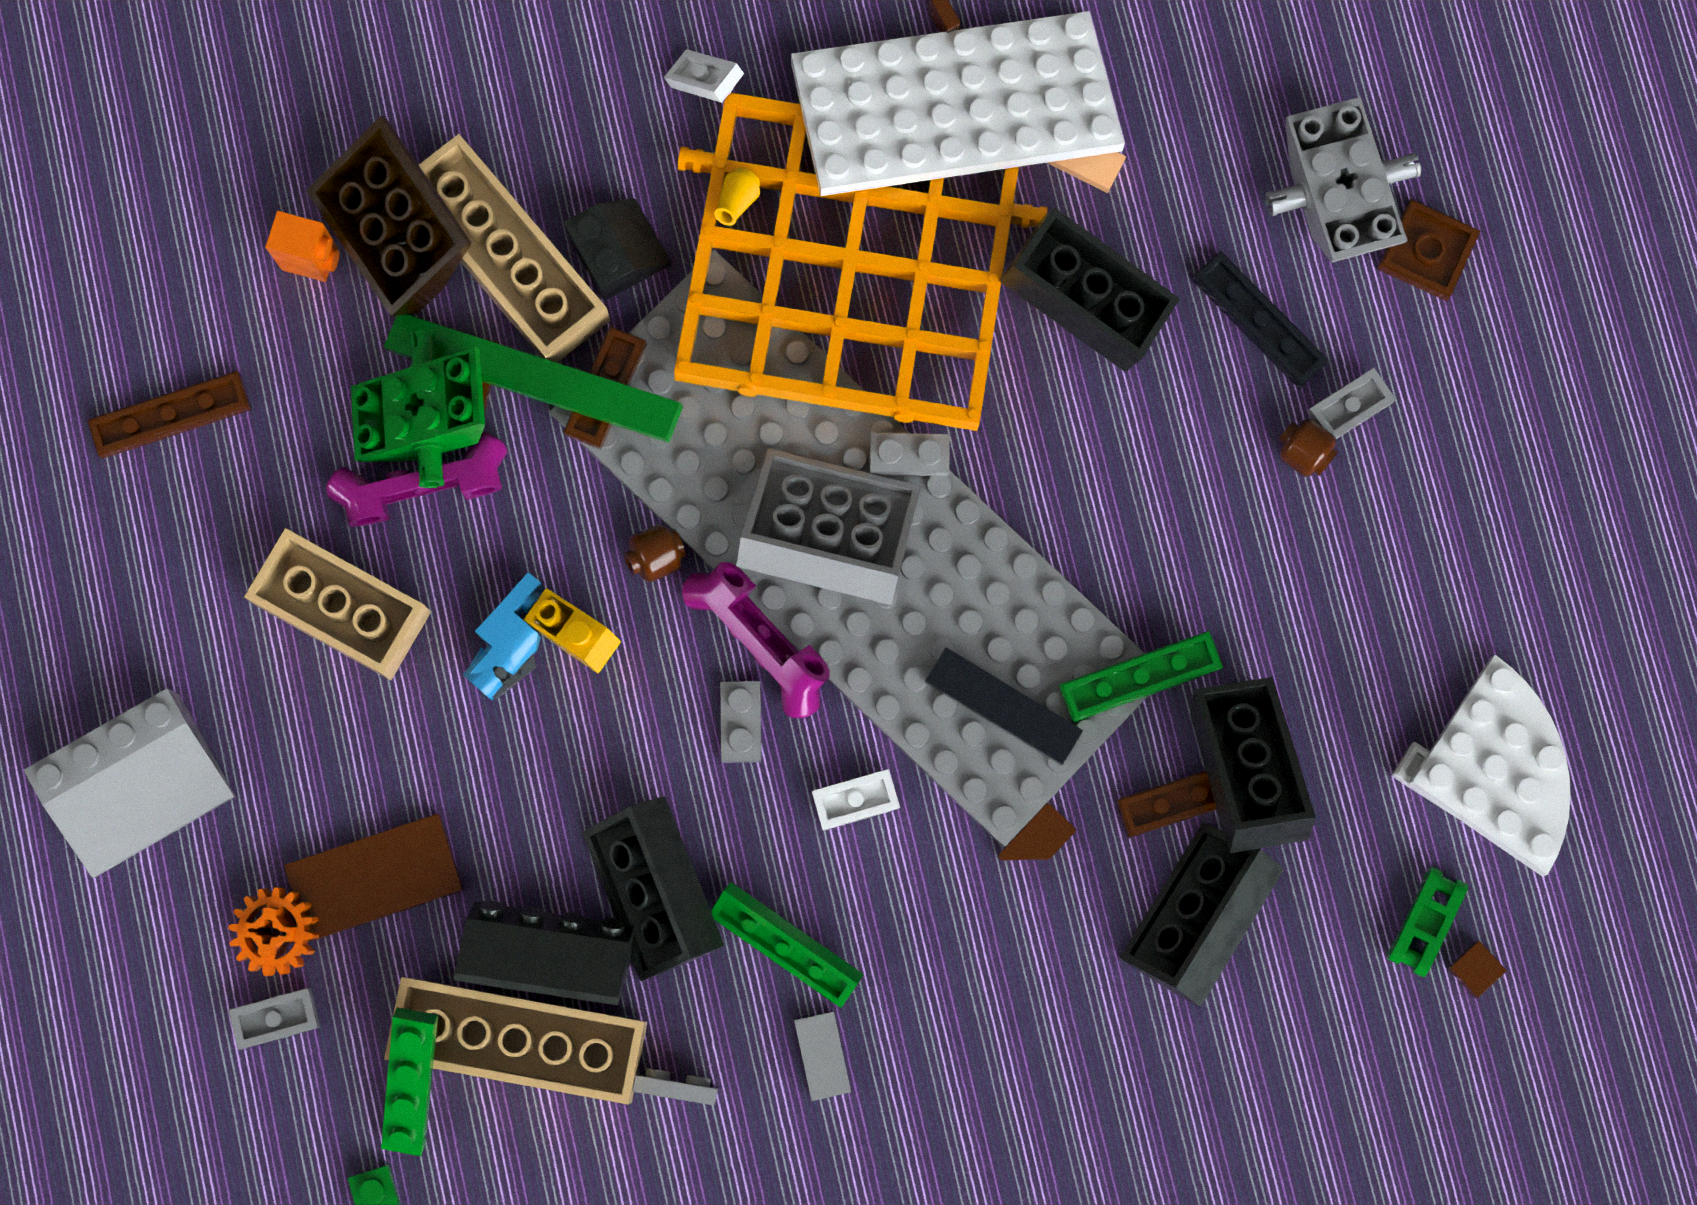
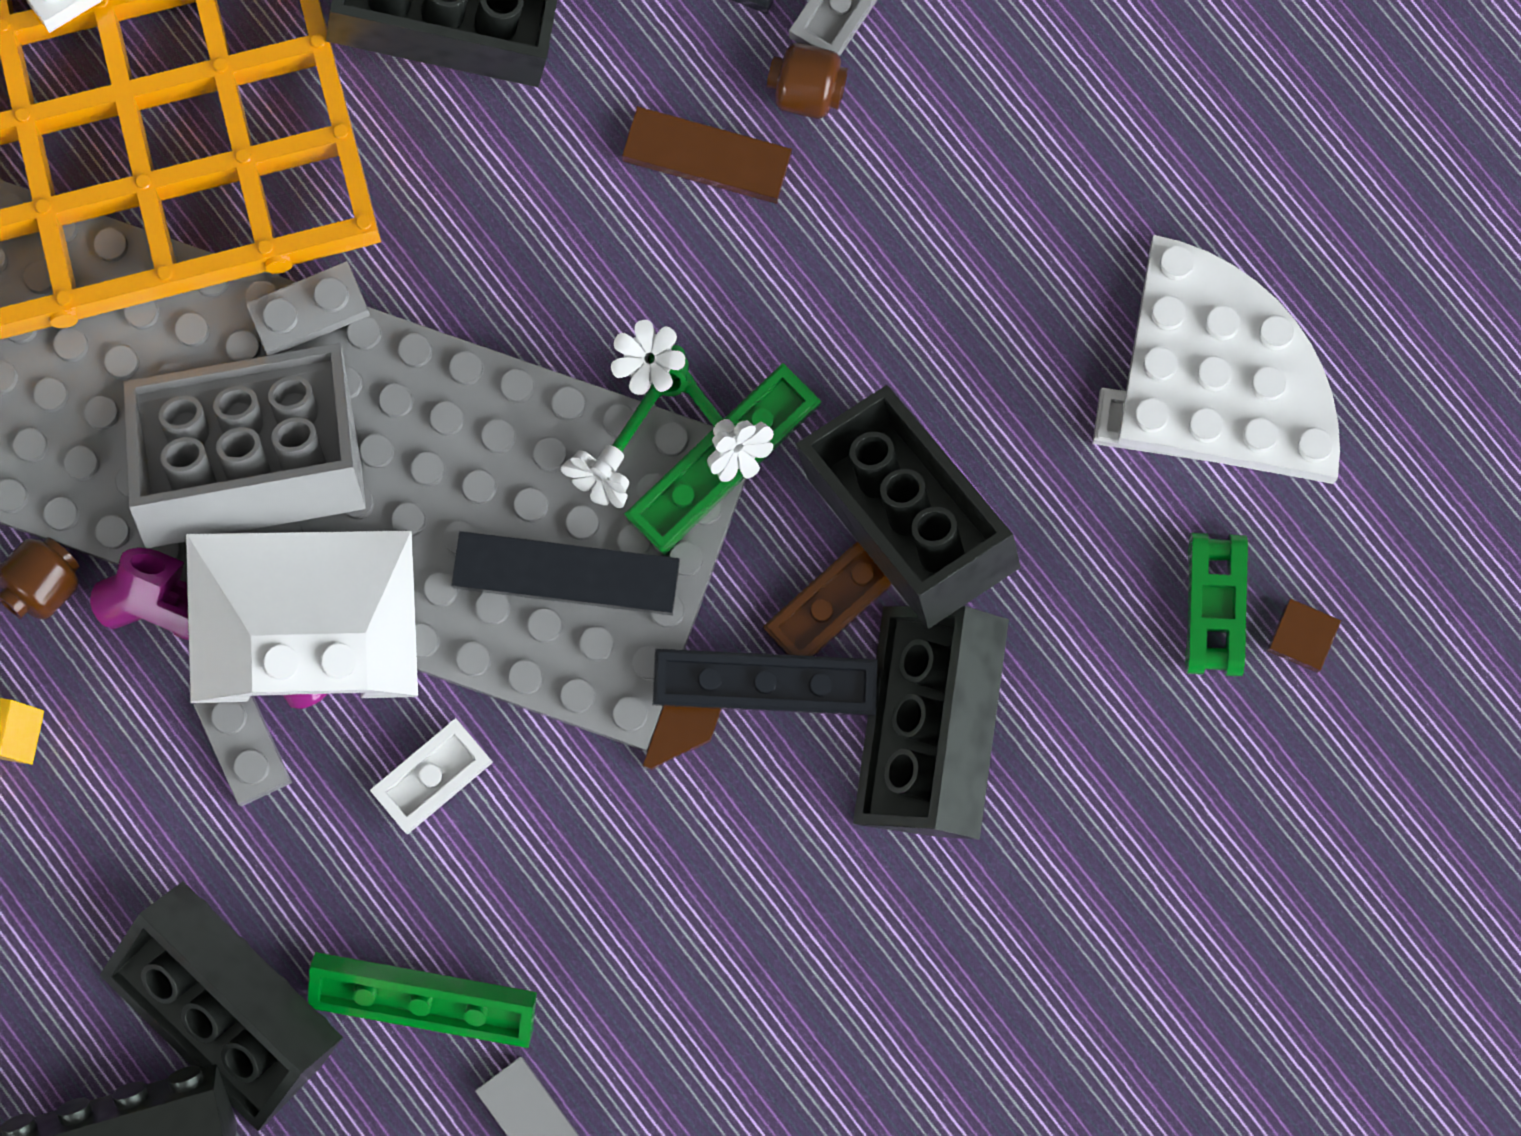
camera: 20 degrees left, 0 degrees up
(818, 656) = (301, 614): none -> white slope
(1103, 837) = (764, 682): none -> black tile
(1124, 600) = (660, 362): none -> white plant
(1217, 467) = (707, 155): none -> reddish brown tile

